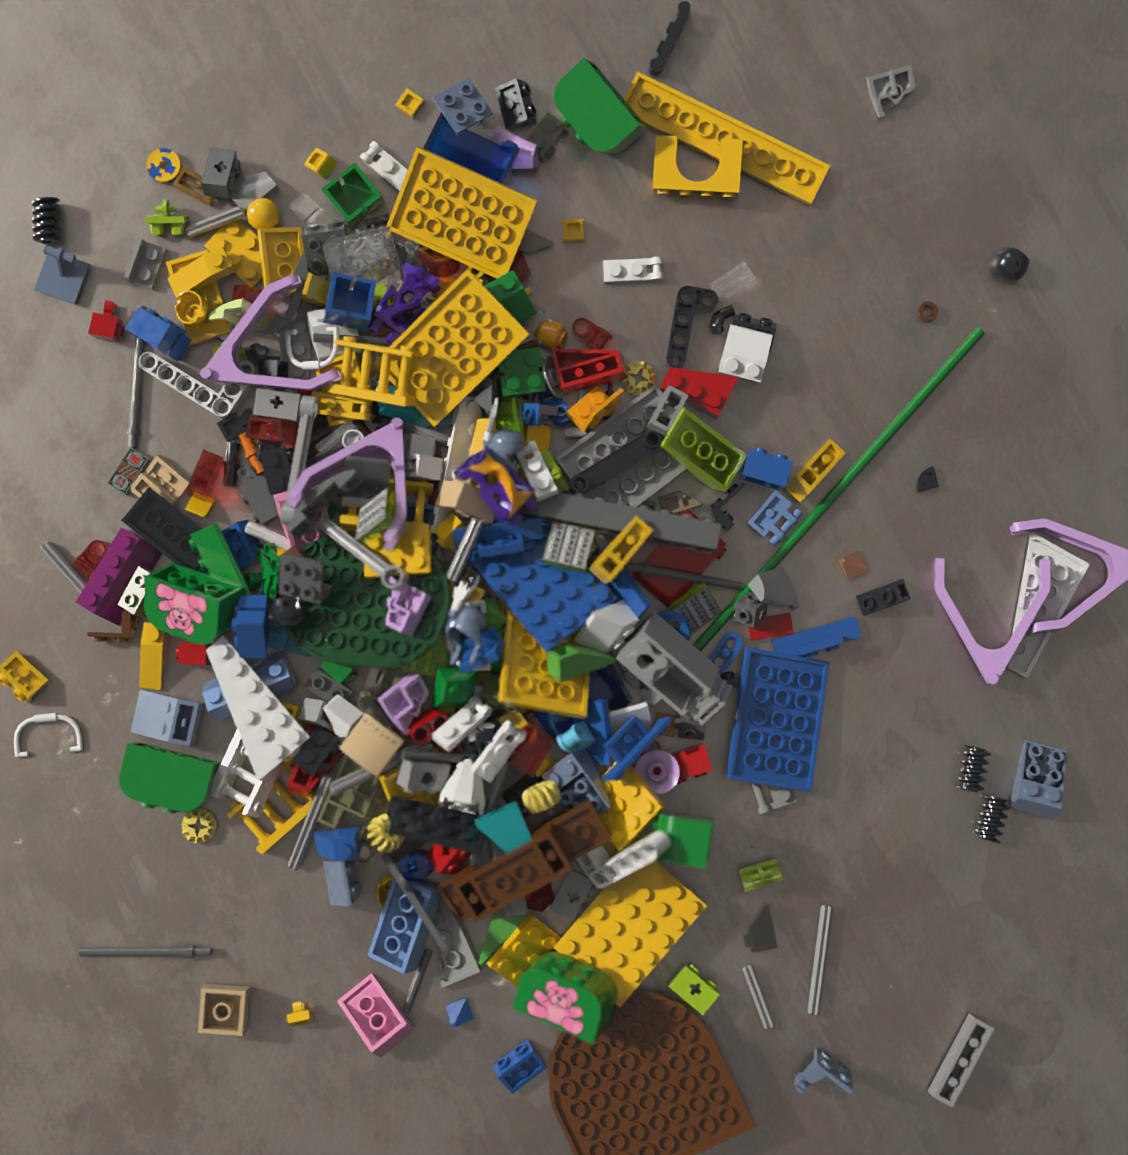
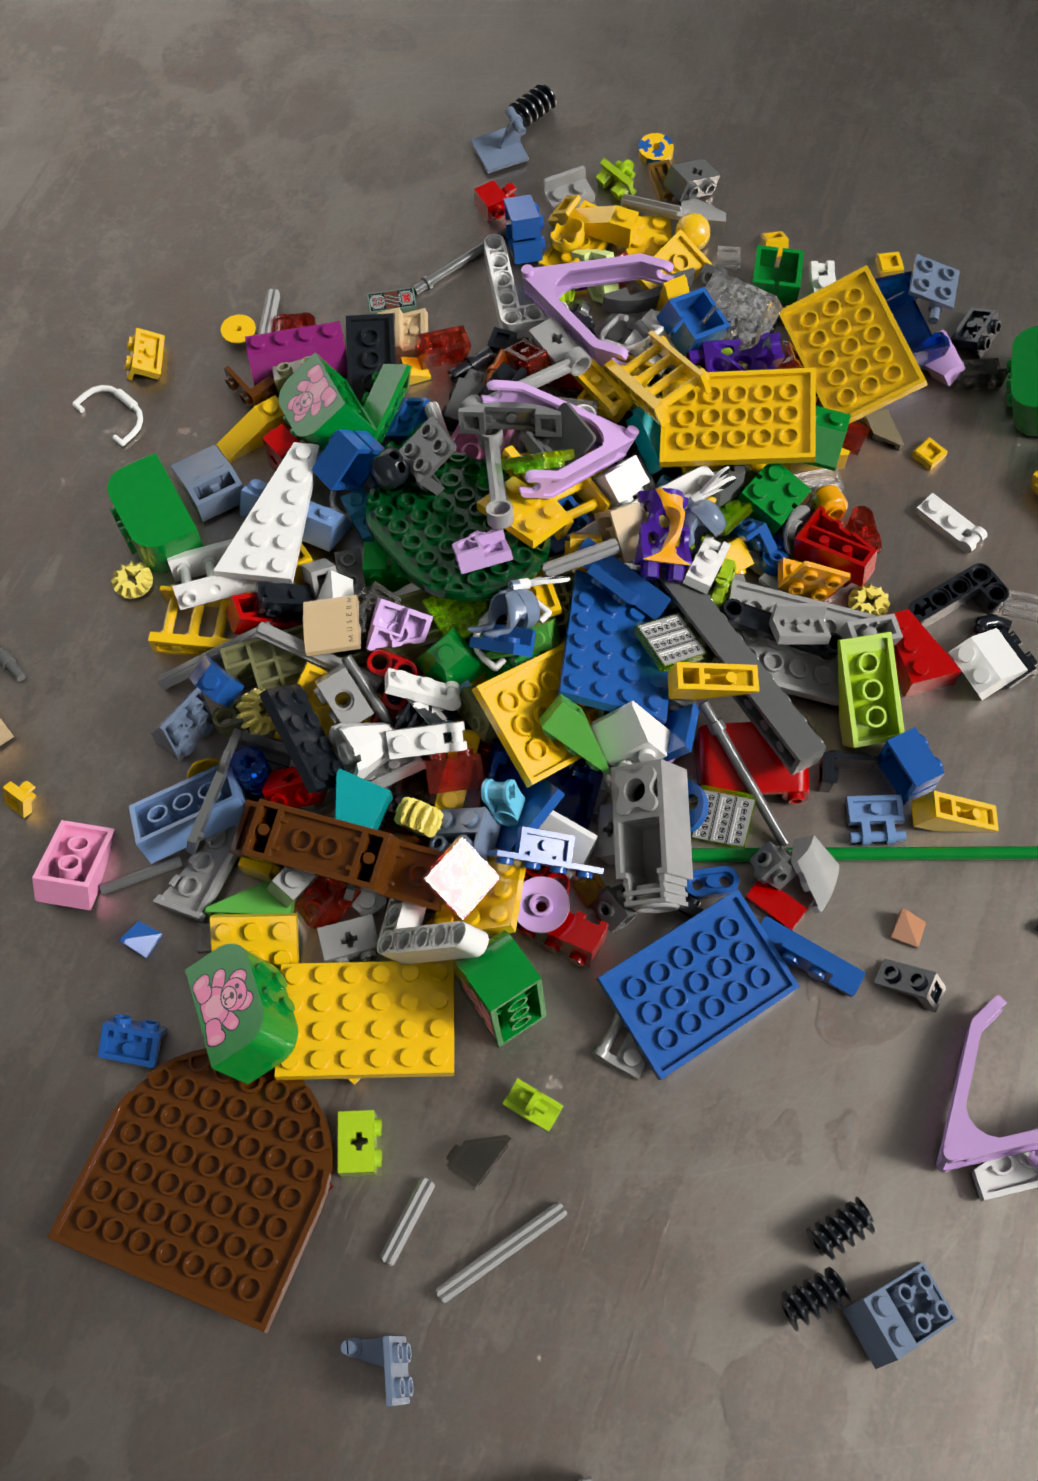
camera: 45 degrees right, 20 degrees down
(55, 595) = (237, 327): none -> yellow piece
(165, 289) = (564, 210): none -> yellow slope
(606, 810) = (460, 878): none -> tile
(626, 453) = (799, 623): none -> light grey bracket

